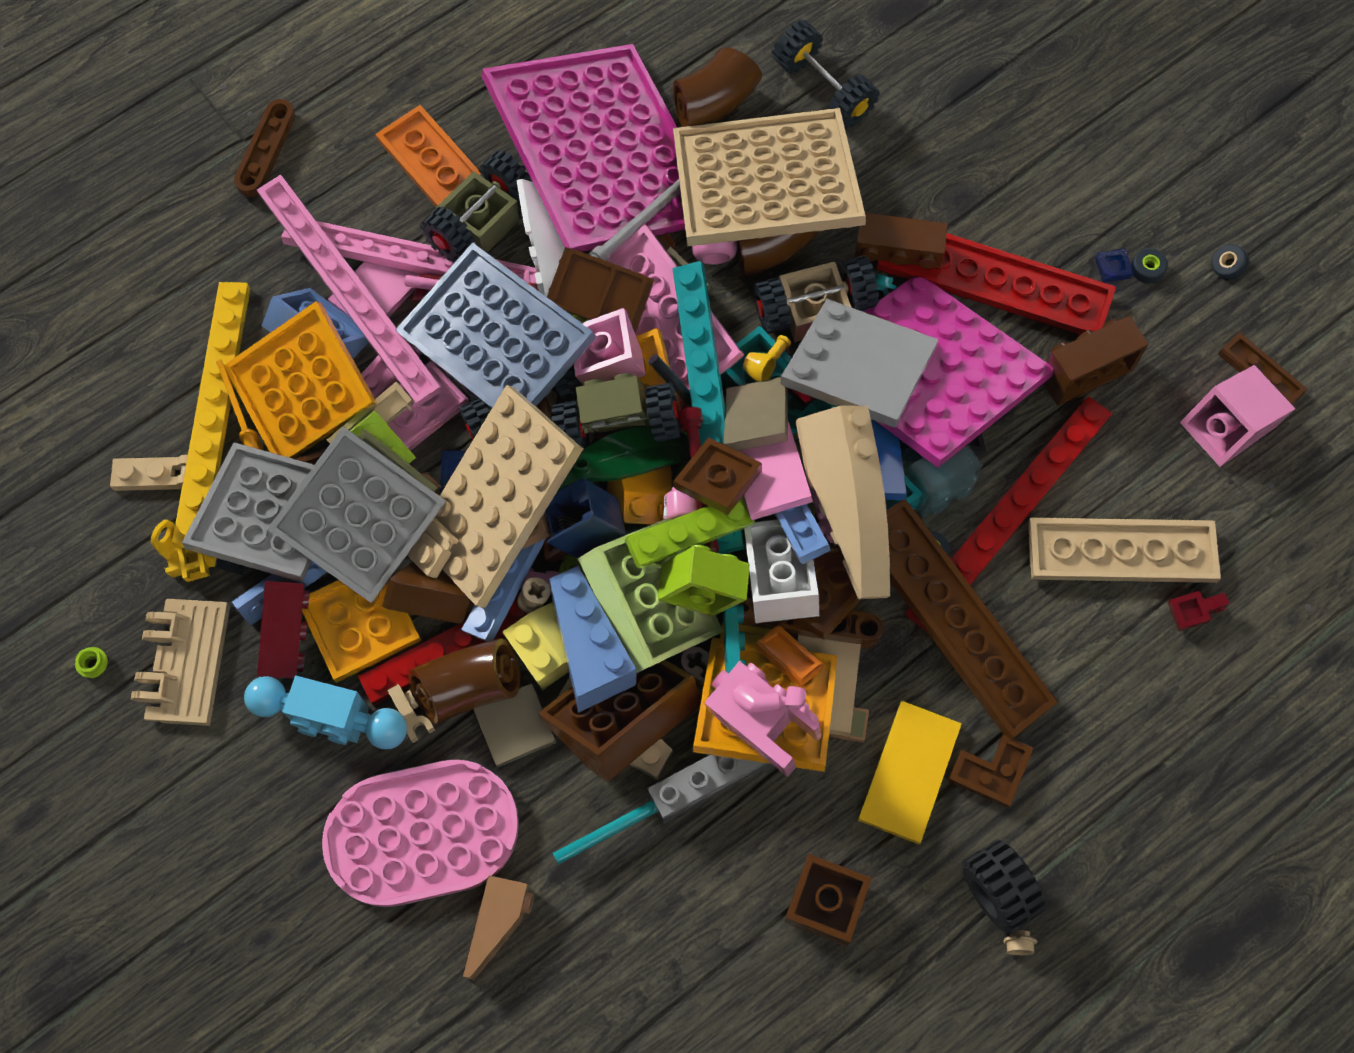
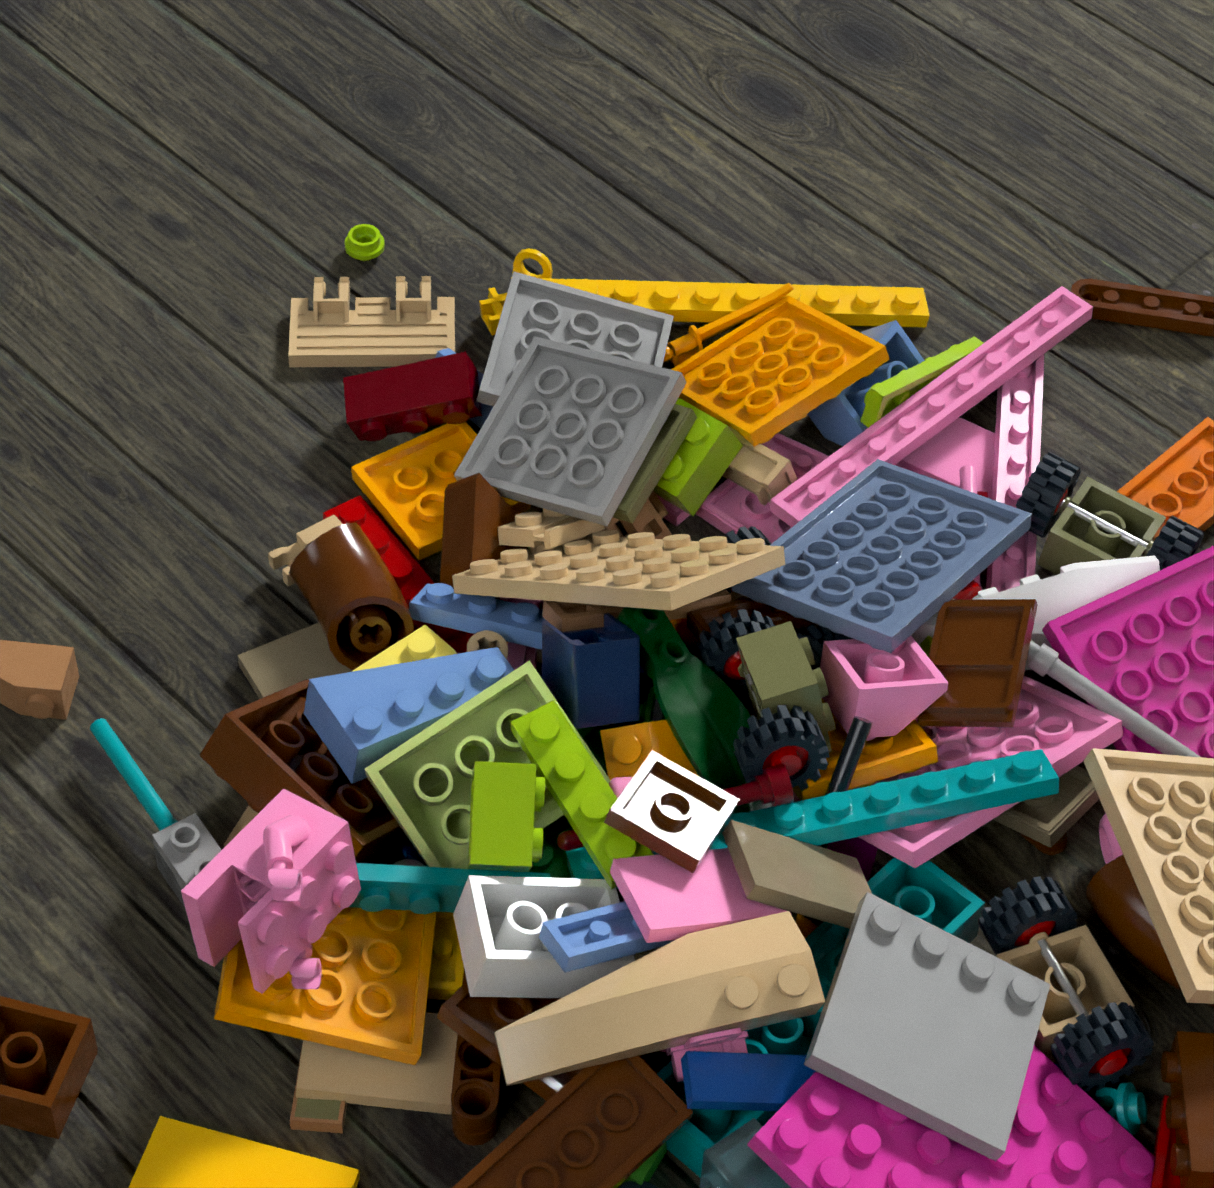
camera: 80 degrees right, 20 degrees down
(147, 473) = (627, 252): tan plate -> none
(314, 286) = (892, 392): none -> lime plate
(326, 710) = (299, 457): medium azure brick -> none
(420, 833) = (142, 587): bright pink plate -> none
(762, 365) = (906, 891): yellow bar -> none
(789, 656) = (410, 979): orange tile -> none

